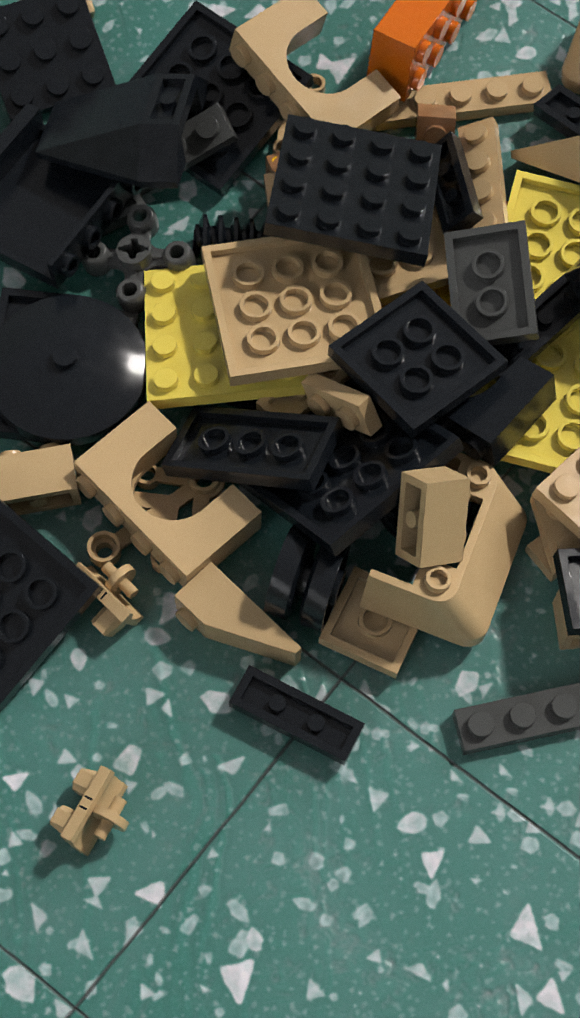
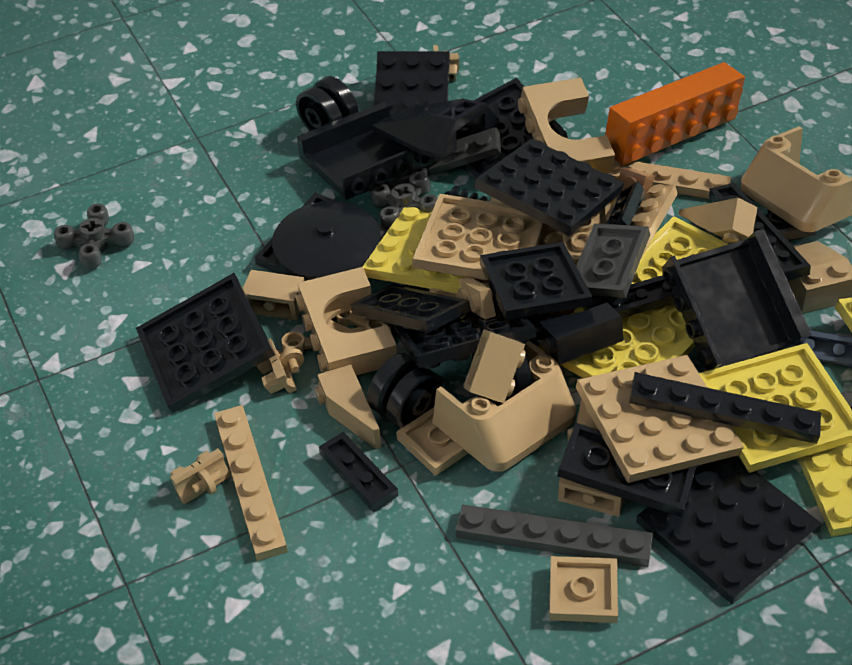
camera: 30 degrees right, 20 degrees down
(159, 786) = (250, 483): none -> tan plate

